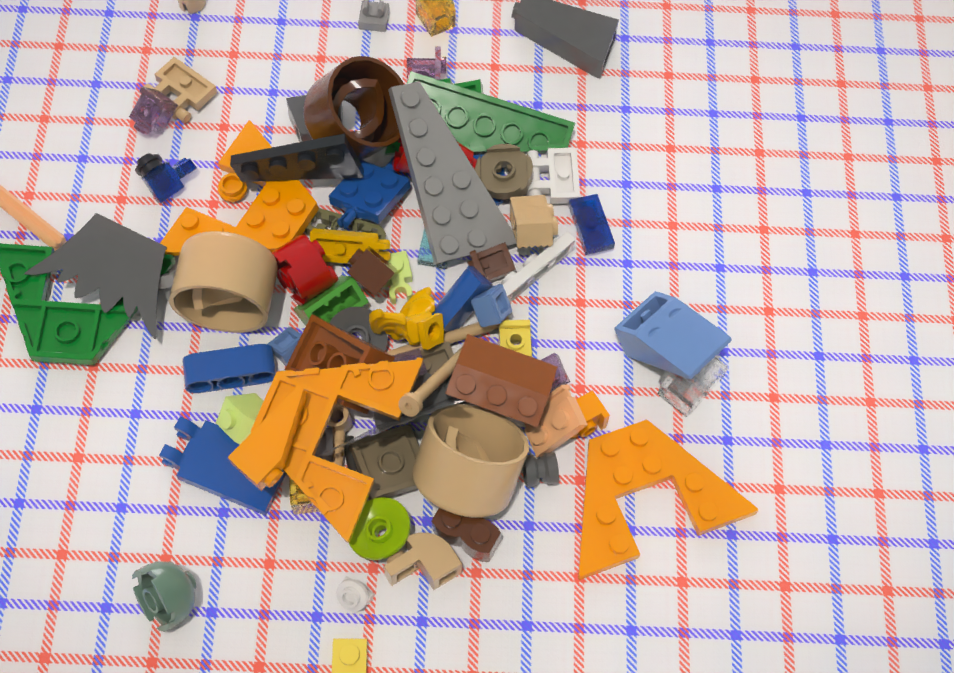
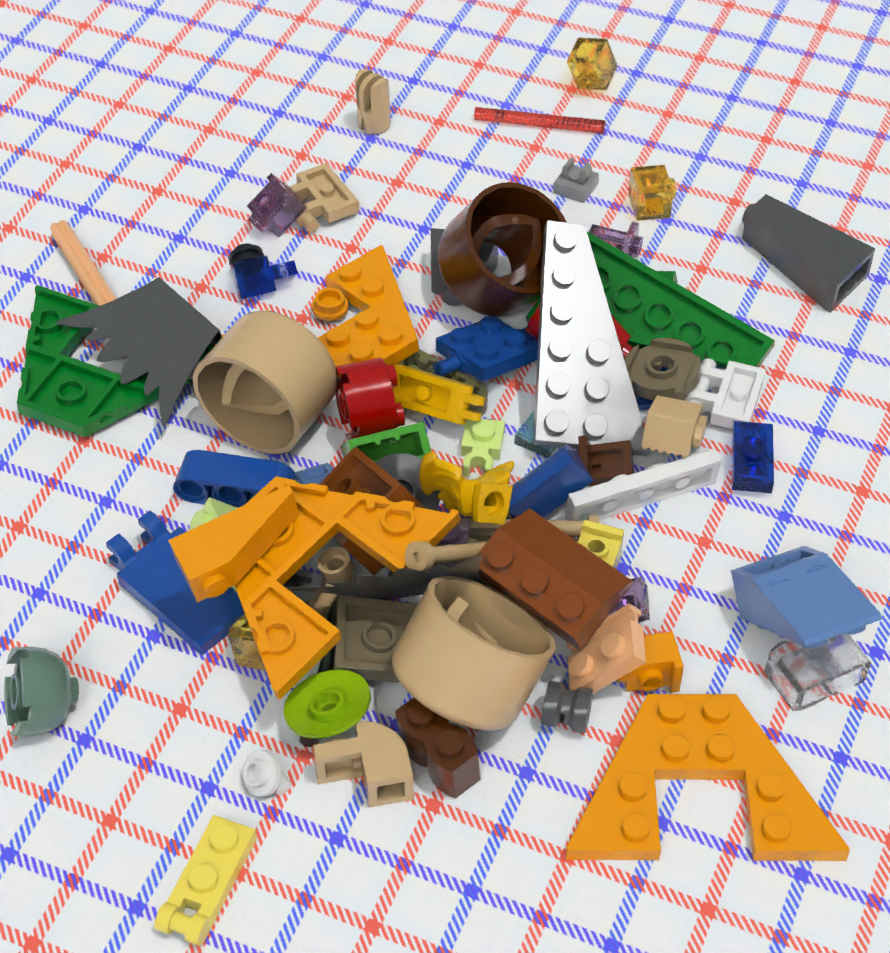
camera: 25 degrees right, 15 degrees down
(306, 160) = (417, 286): black wing -> none
(370, 269) = (448, 421): reddish brown brick -> none
(491, 306) = (580, 498): medium blue slope -> none

